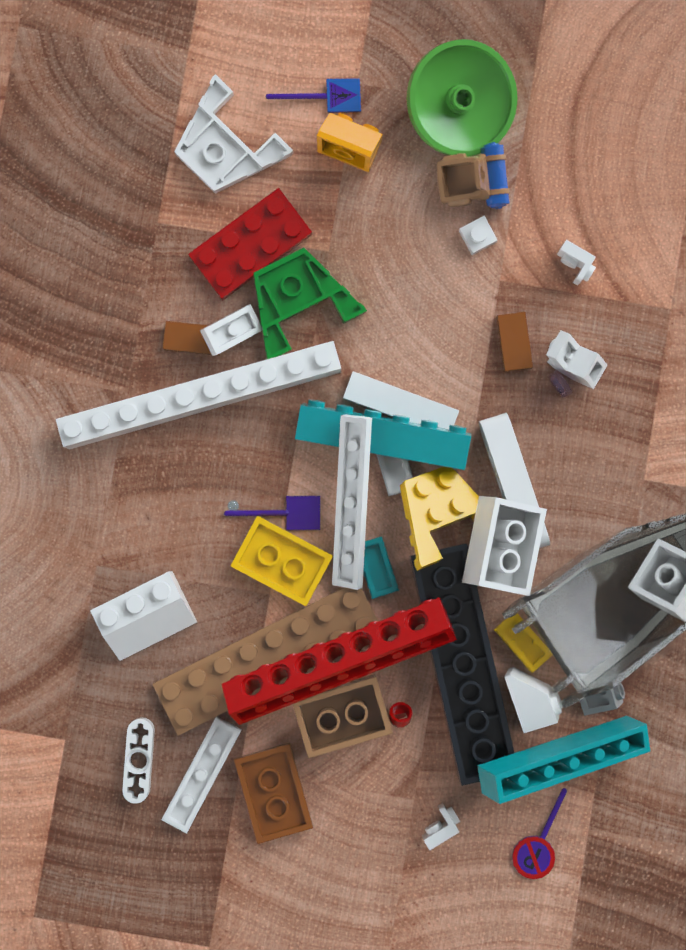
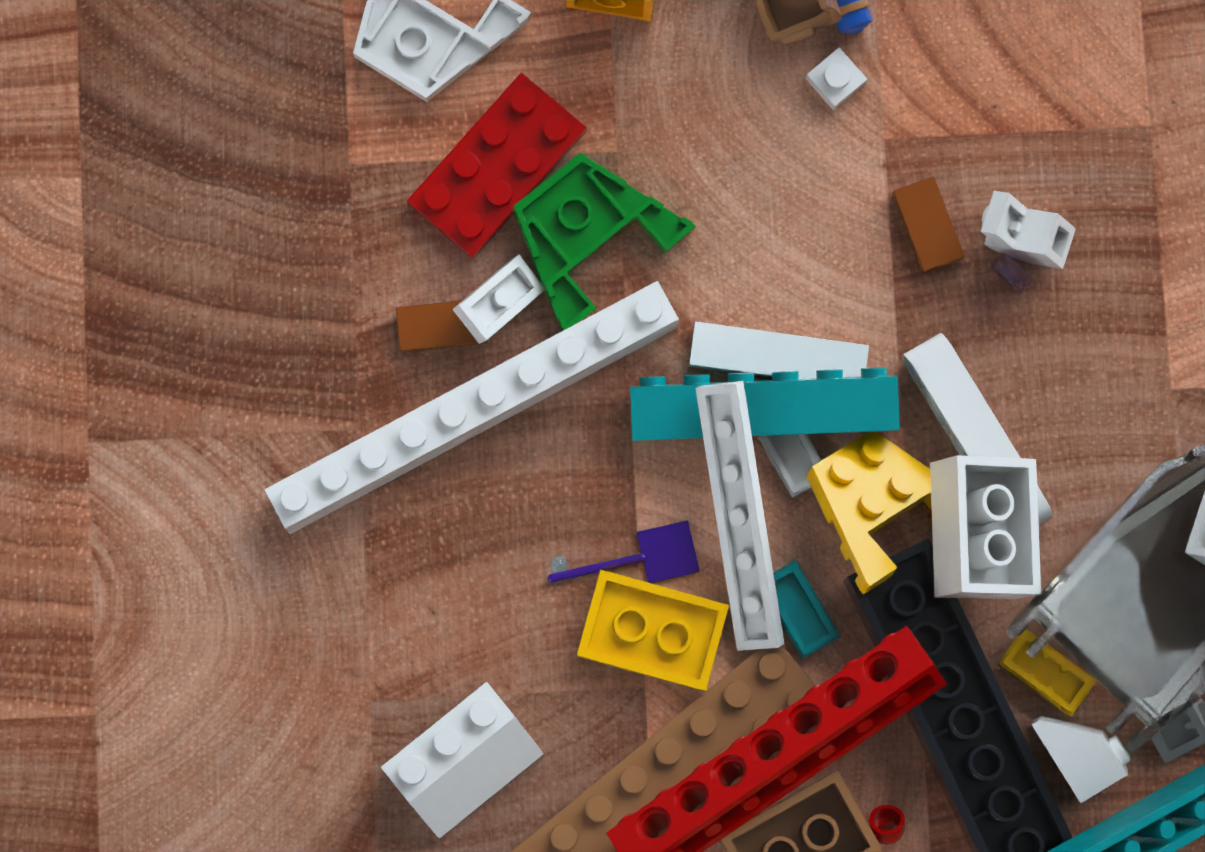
camera: 10 degrees left, 5 degrees down
(575, 256) = (990, 78): white bracket -> none

